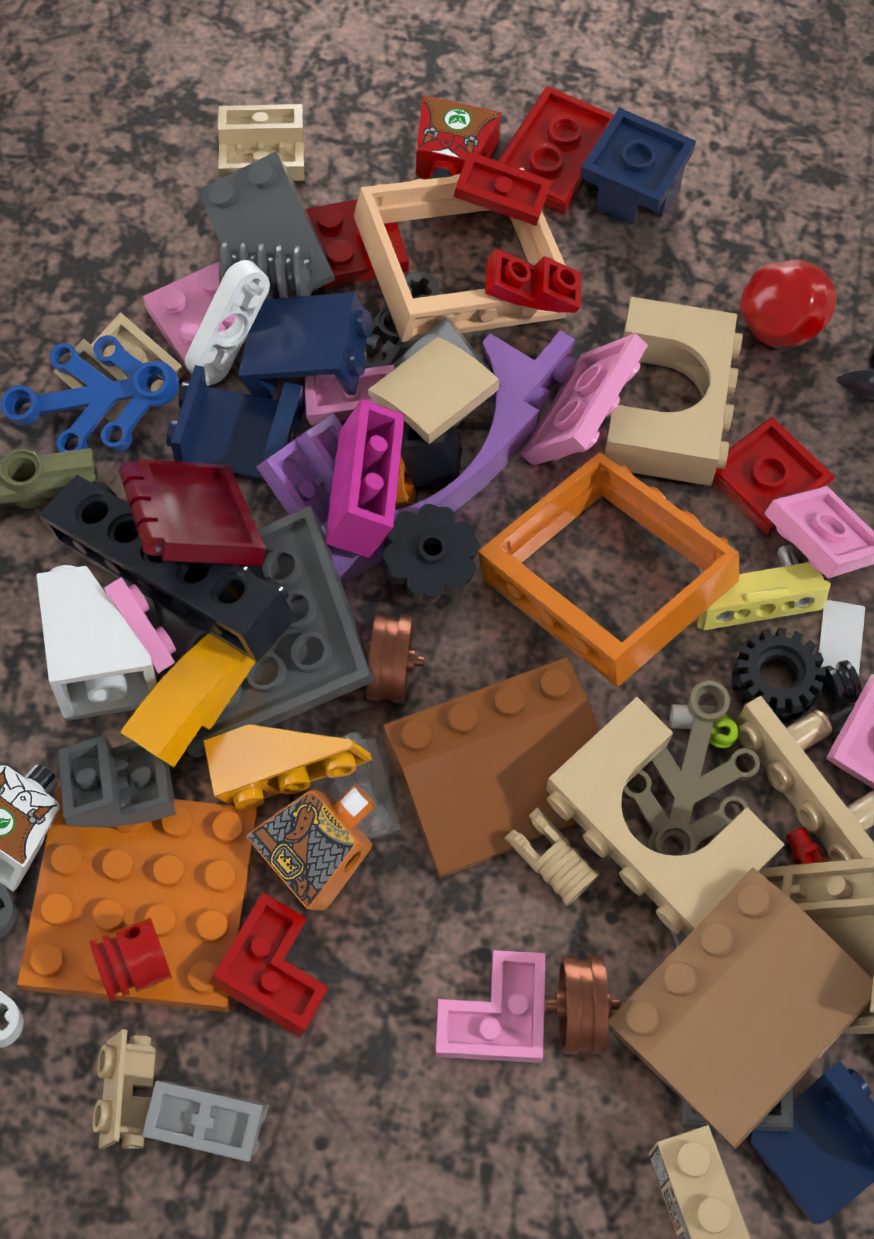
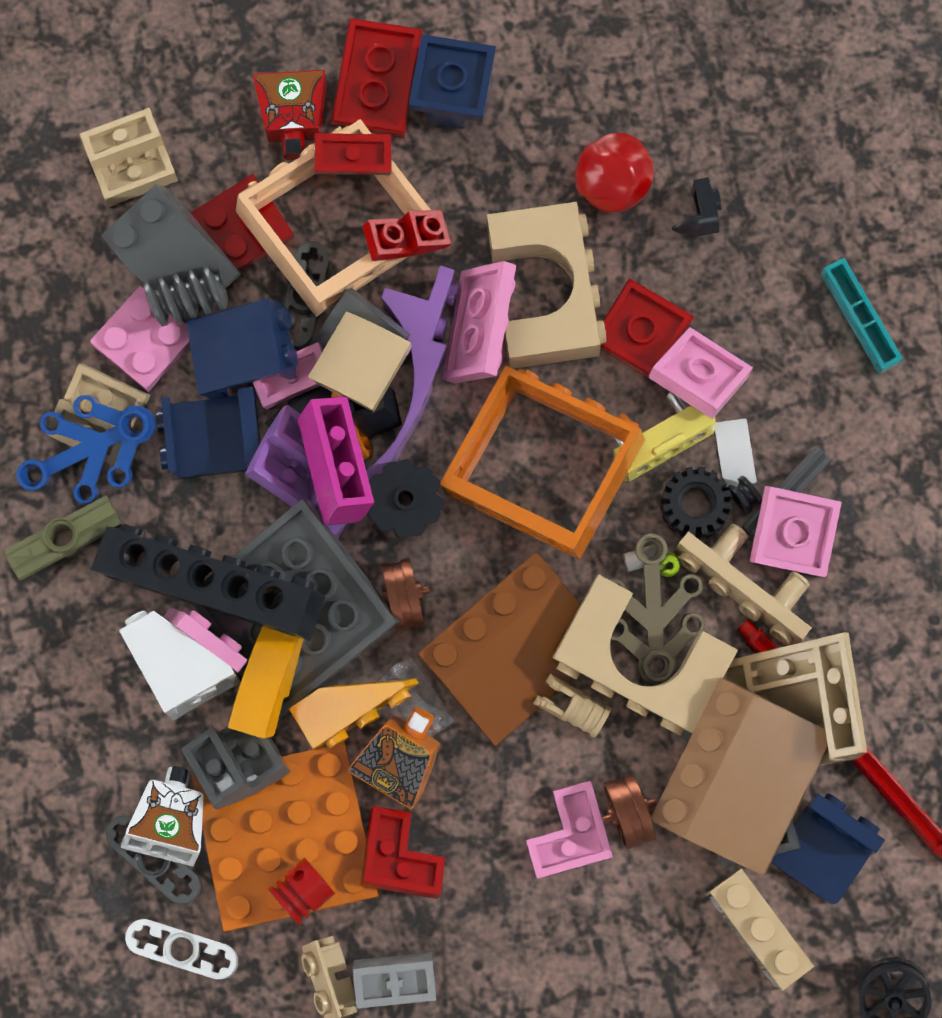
camera: 15 degrees left, 15 degrees up
(191, 512) = (211, 533): dark red hinge -> none
(240, 295) = (173, 352): white beam -> none

